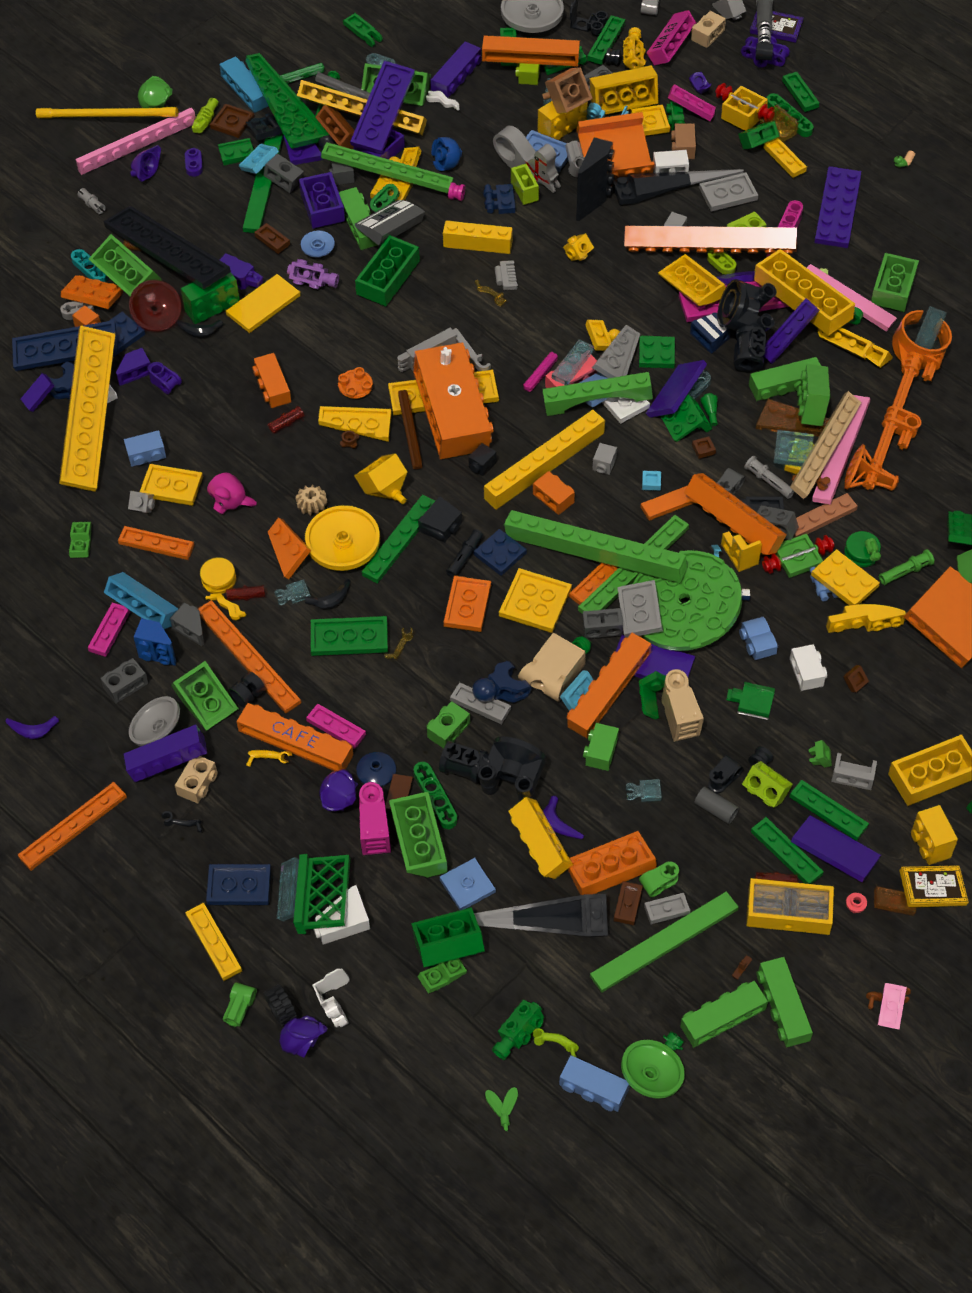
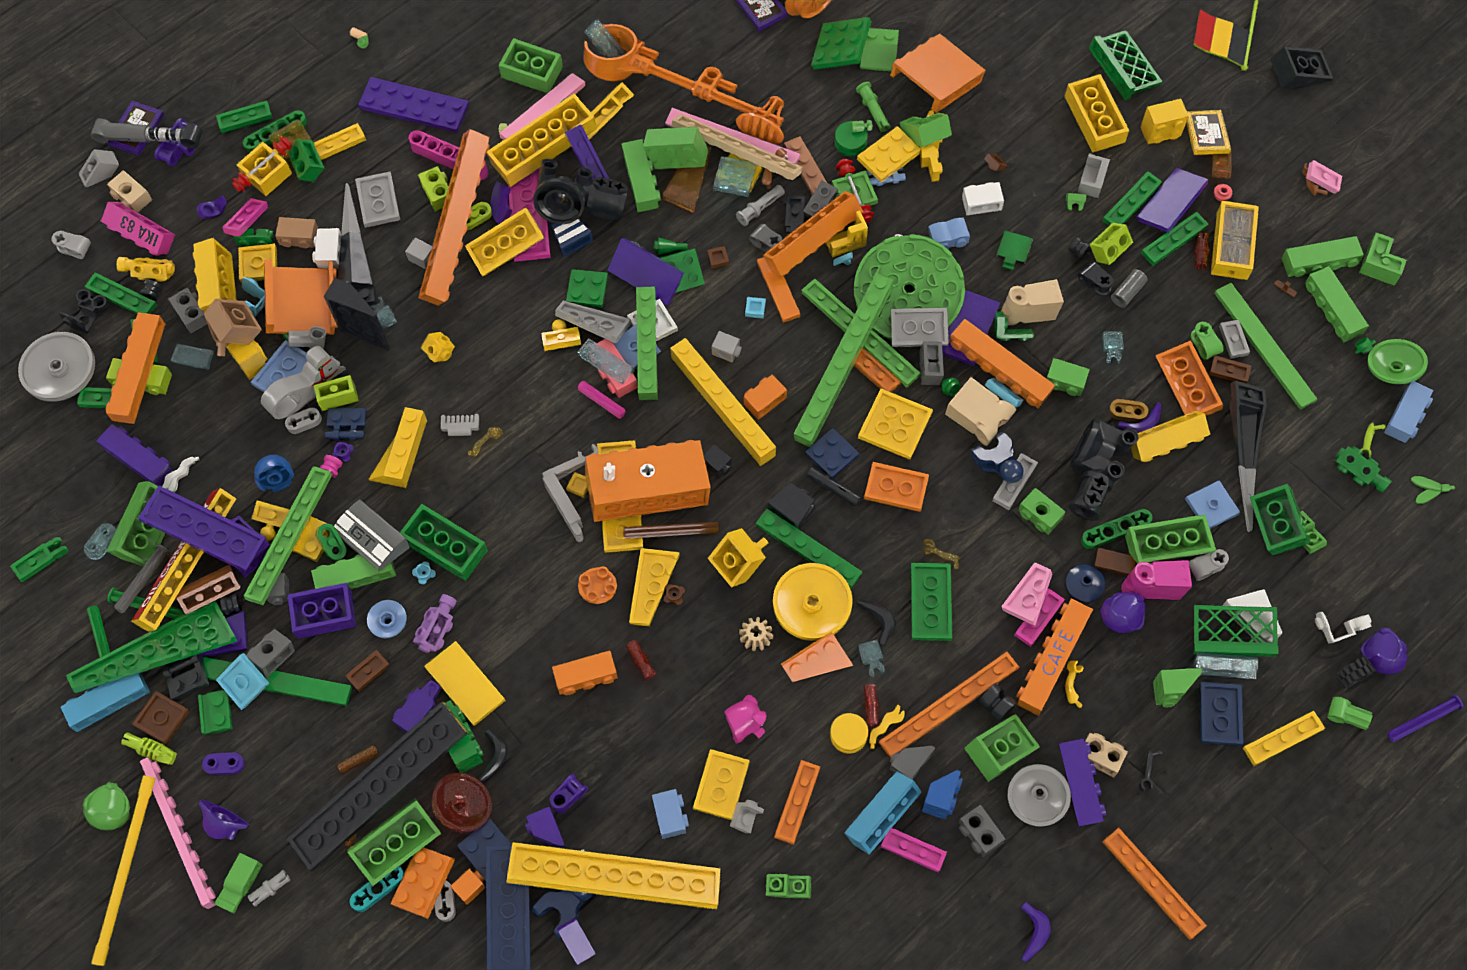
camera: 85 degrees left, 10 degrees up
(97, 182) = (238, 882): none -> bright green piece
(195, 240) = (357, 759): none -> clear orange piece
(235, 1081) = (1425, 718): none -> dark purple axle
(261, 835) = (1173, 684): none -> bright green slope
(358, 714) = (1029, 594): none -> bright pink wing
(360, 263) = (424, 567): none -> medium azure plate
(397, 875) = (1206, 565): none -> light grey piece
(472, 199) = (341, 446): none -> dark purple plate
(503, 169) = (303, 420): none -> light grey beam
(569, 806) = (1127, 410): none -> pearl gold plate
(611, 211) = (384, 314): none -> clear light blue plate
(786, 1056) = (1380, 263): none -> bright green panel
(878, 606) = (927, 130): none -> bright green panel

